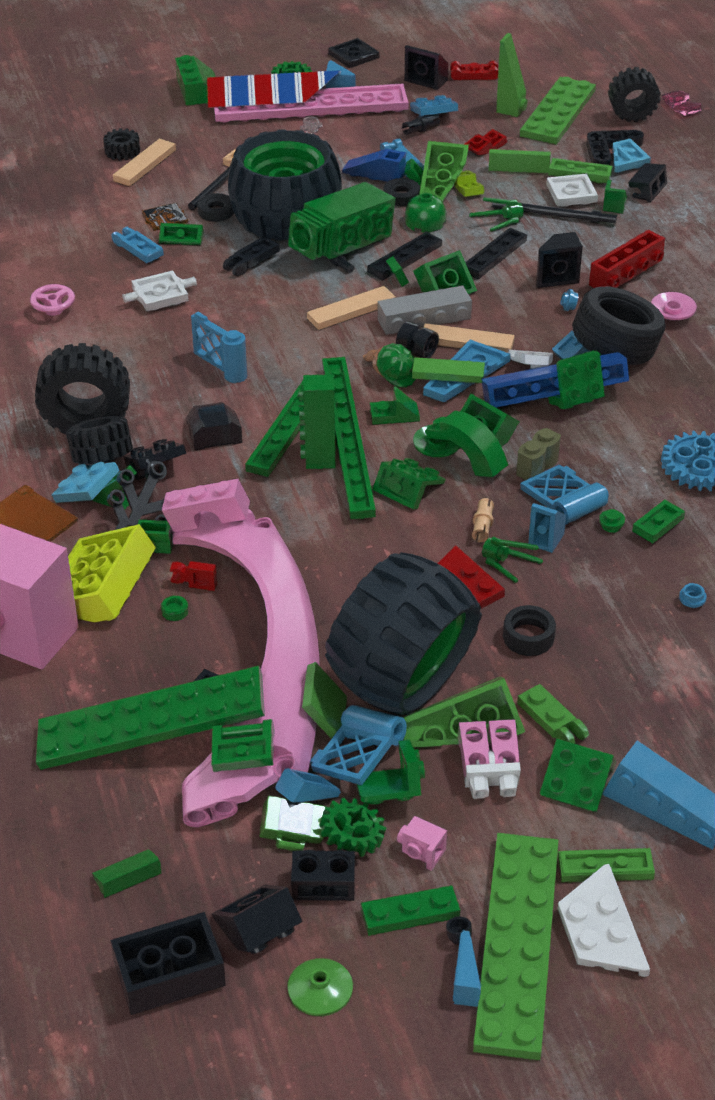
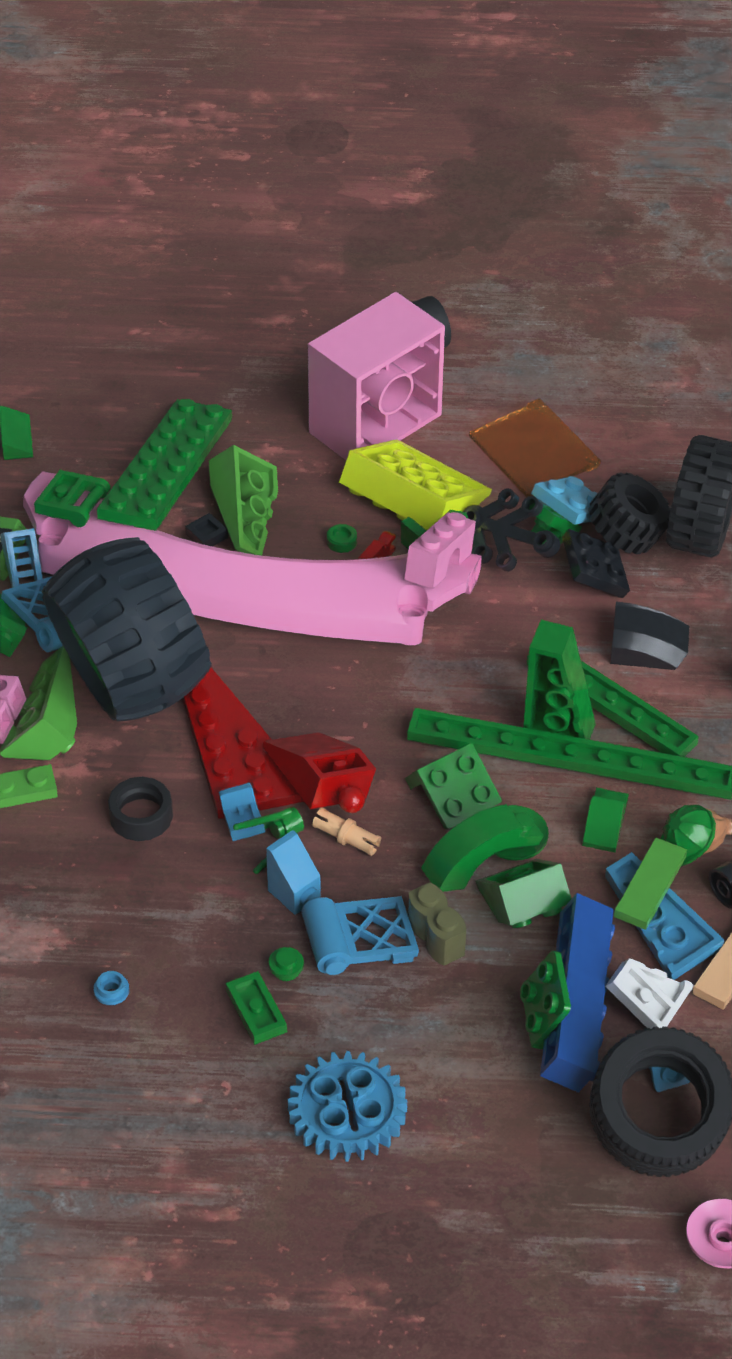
camera: 110 degrees right, 5 degrees up
(158, 674) = (244, 494): none -> bright green wedge
(163, 558) = (410, 531): none -> green tile
(443, 531) = (324, 770): none -> red slope
(507, 567) = (238, 806): none -> dark azure bracket

